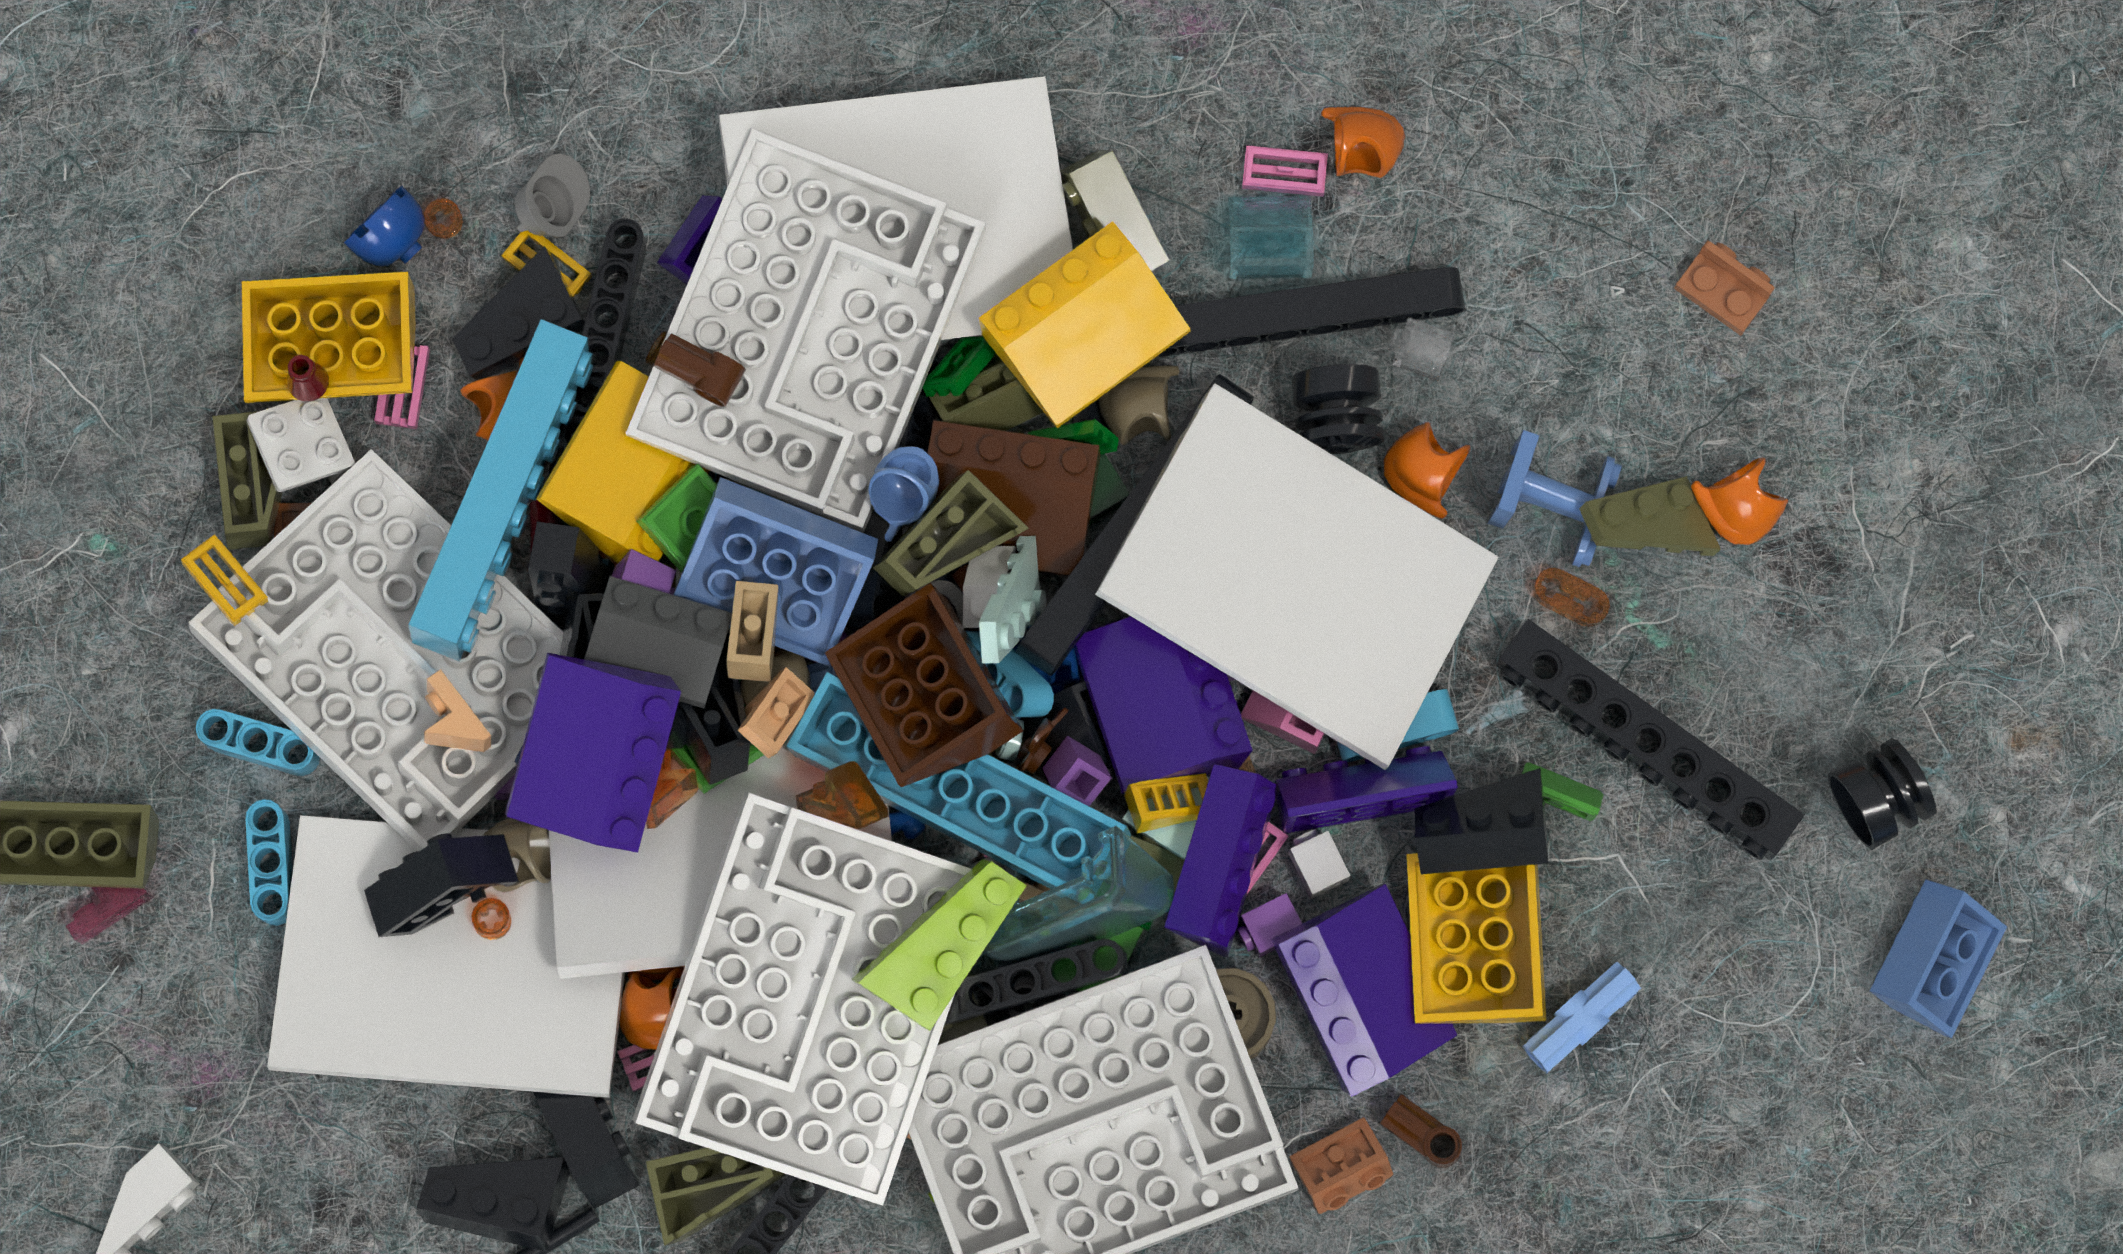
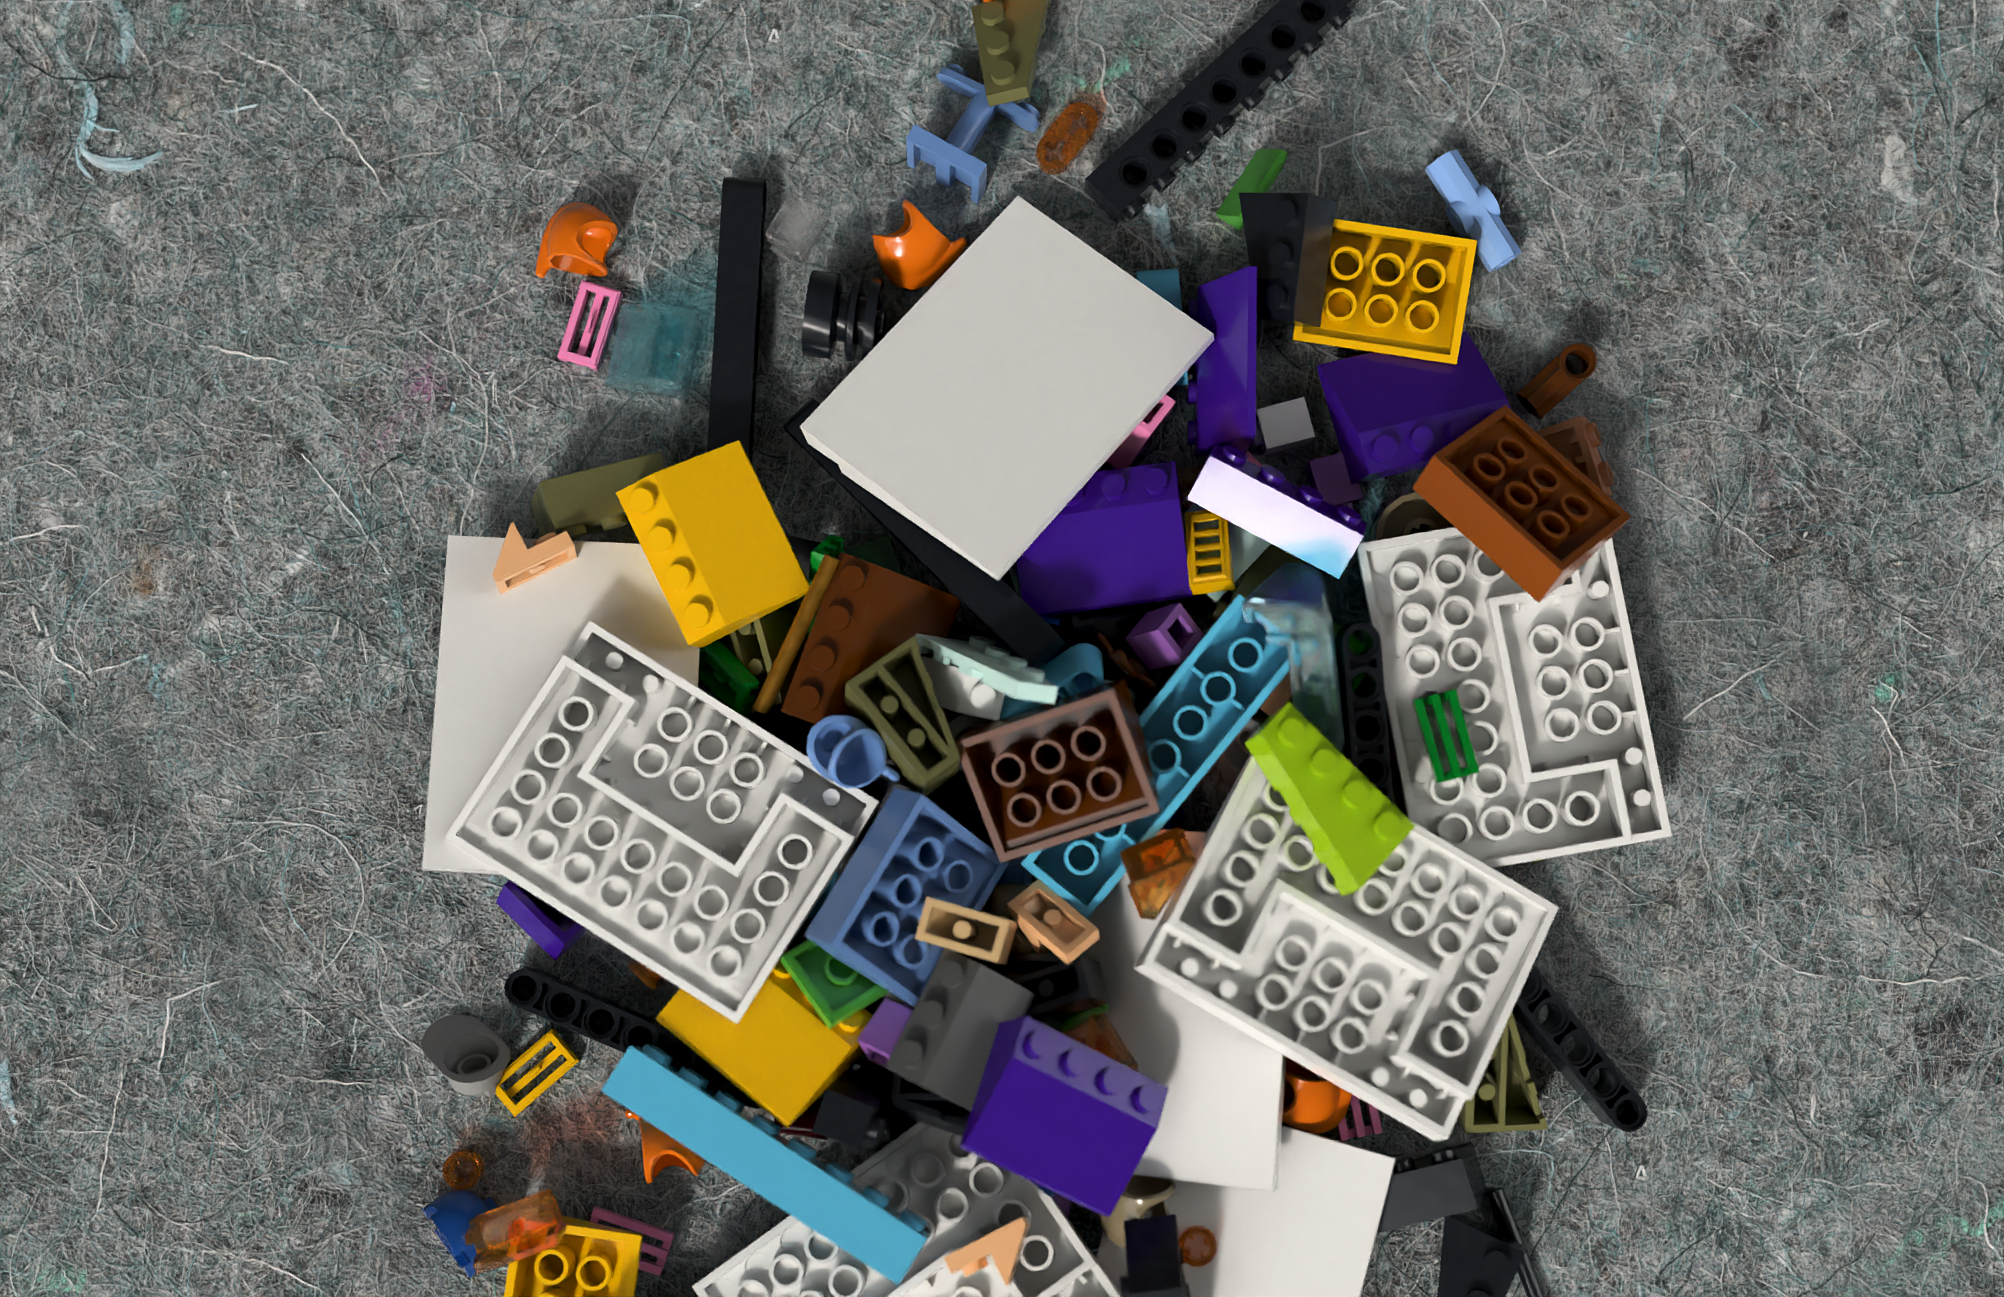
camera: 80 degrees left, 5 degrees up
(396, 272) = (515, 1231): none -> clear orange hinge
(508, 322) = (583, 1114): black wedge -> none
(709, 374) = (695, 926): reddish brown piece -> none
(1011, 420) = (796, 634): none -> pearl gold bar
(1028, 148) = (519, 564): none -> light nougat slope
(1062, 1046) = (1461, 731): none -> green tile
(1139, 403) = (799, 507): dark tan piece -> none
(1278, 1094) = (1520, 502): none -> dark orange slope

